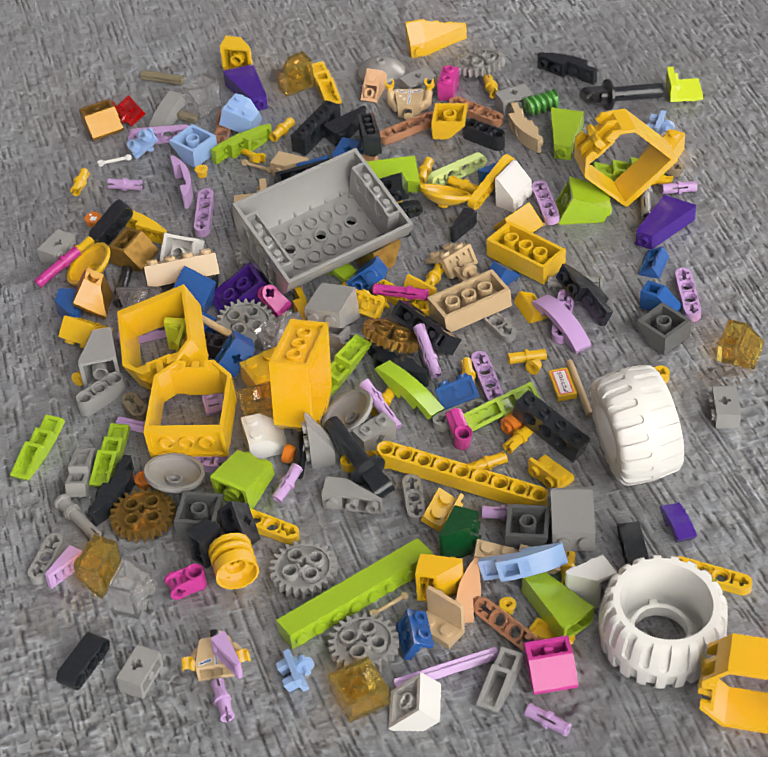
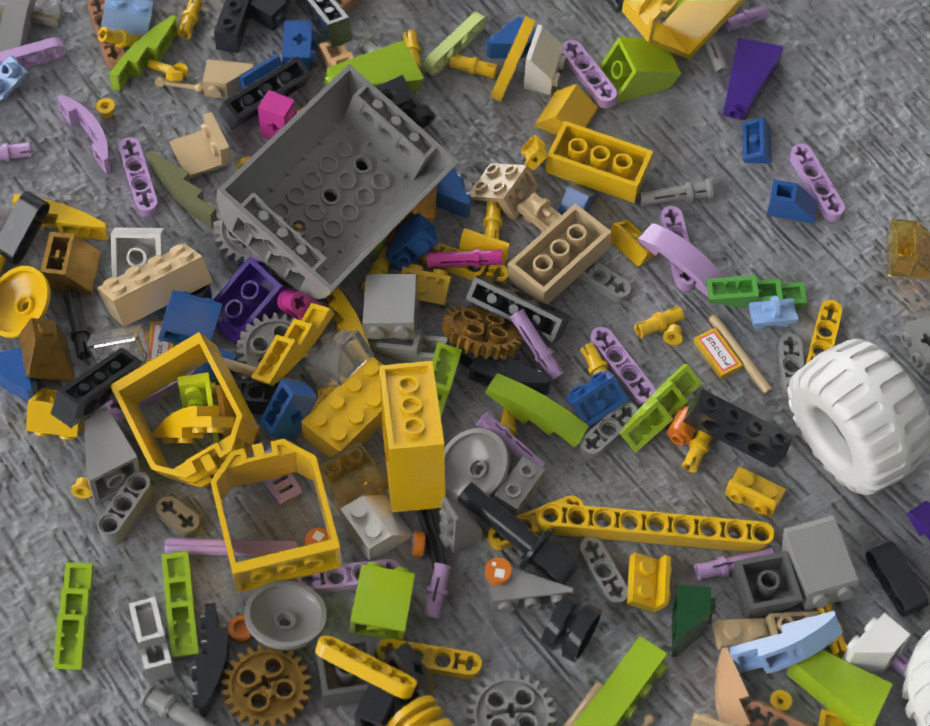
camera: 25 degrees left, 15 degrees up
(100, 313) = (92, 388): none -> black brick
(161, 345) = (192, 423): none -> yellow slope
(193, 145) = (81, 70): light blue slope -> none
(208, 507) = (366, 667): none -> yellow beam
(226, 220) = (178, 185): none -> olive slope
(227, 131) = (120, 37): none -> yellow pin
(248, 318) = (290, 349): none -> yellow slope
(332, 476) = (498, 571): none -> orange tile
(369, 521) = (571, 627): none -> black wheel
(410, 252) = (452, 195): none -> blue slope
(439, 573) = (687, 688): yellow slope -> none
(444, 194) = (458, 87): yellow dish -> none
(459, 427) = (622, 452): dark pink piece -> none
(465, 221) = (499, 125): black slope -> none
(480, 239) = (534, 152): none -> yellow piece
(491, 461) = (673, 495): yellow pin -> none
(584, 290) = (696, 207): black slope -> none
(602, 350) = (745, 289): none -> bright green slope
(609, 363) = (773, 312): none -> light blue hips
(664, 328) = (814, 244): dark grey slope -> none

